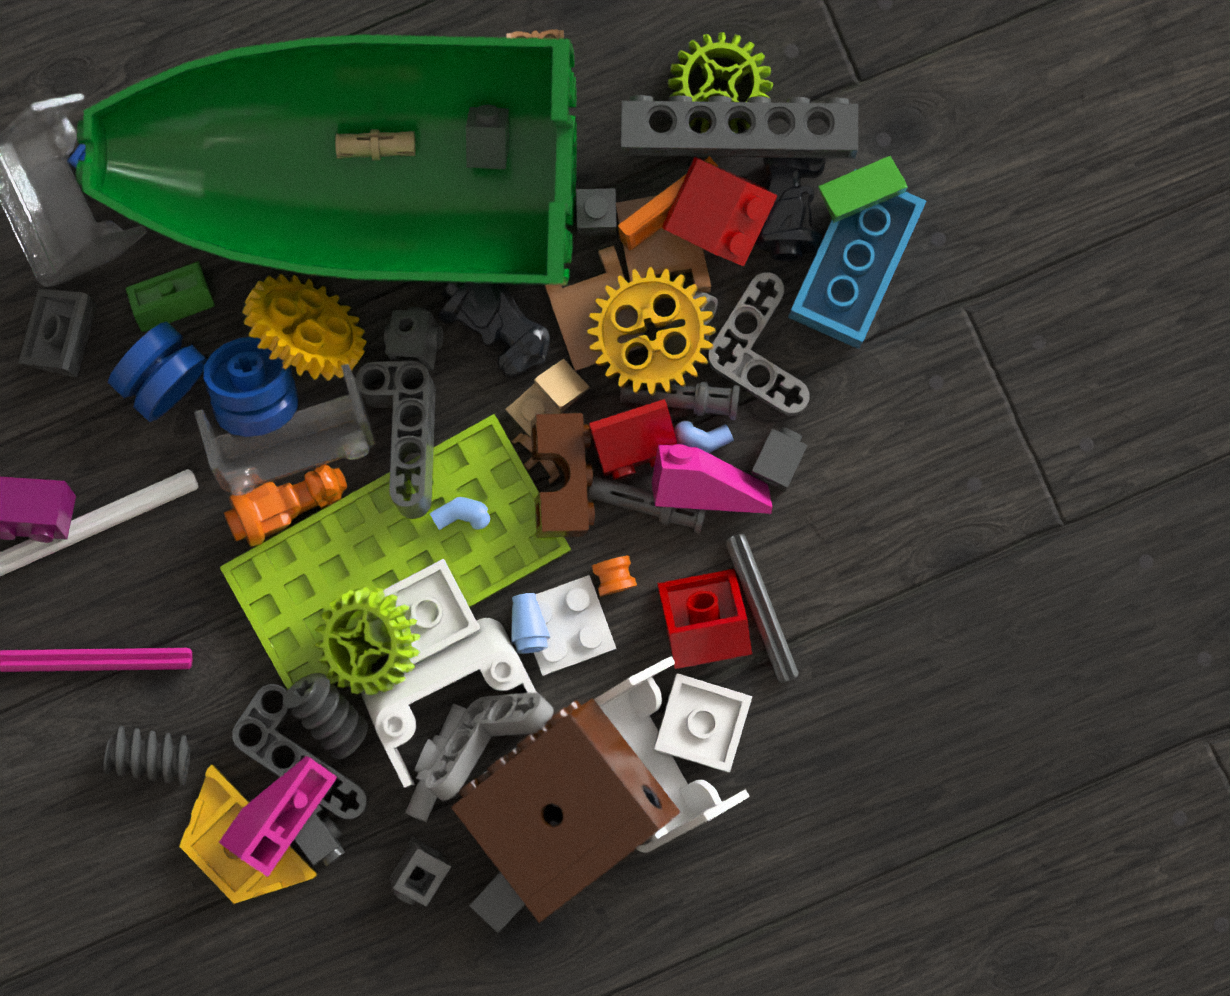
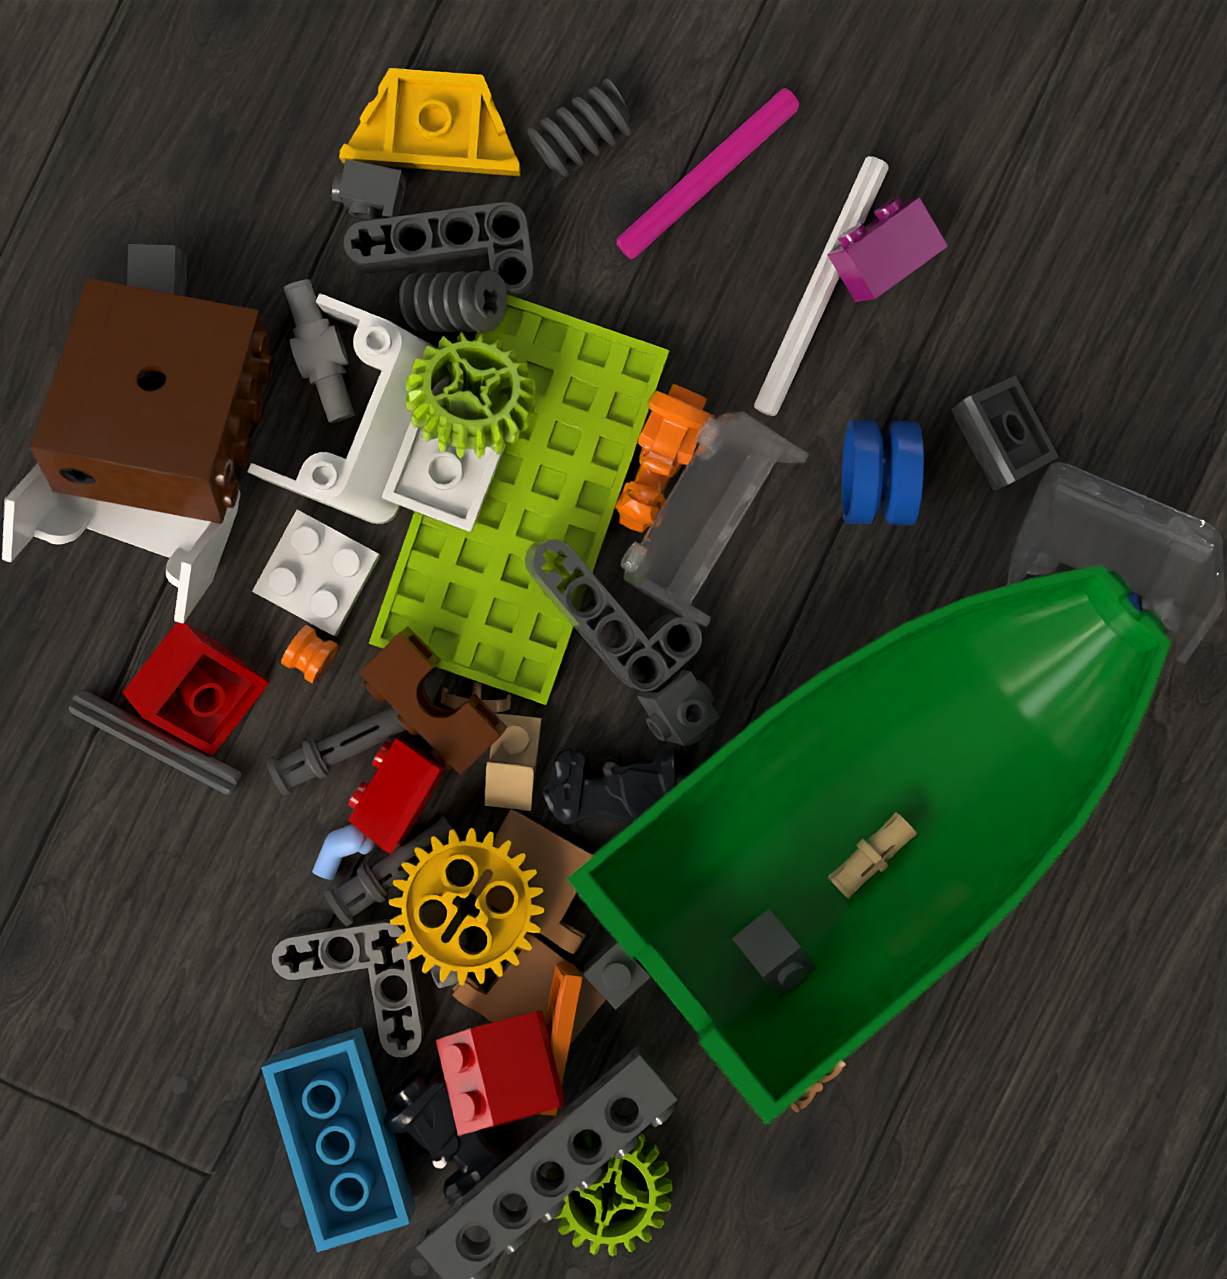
camera: 140 degrees right, 5 degrees up
(170, 296) = (934, 553): bright green slope -> none
(249, 389) = (784, 533): blue wheel -> none
(277, 815) = (413, 164): dark pink slope -> none
(303, 326) = (754, 620): yellow gear -> none
(421, 887) = (249, 240): dark grey brick -> none
(462, 509) = (495, 592): light blue arm -> none
(482, 720) = (306, 423): light grey beam -> none
(528, 626) = (343, 540): light blue cone -> none
(701, 481) = (298, 810): dark pink slope -> none
(702, 723) = (115, 592): white plate -> none
(779, 458) = (254, 892): dark grey brick -> none
(862, 189) = (383, 1213): bright green slope -> none

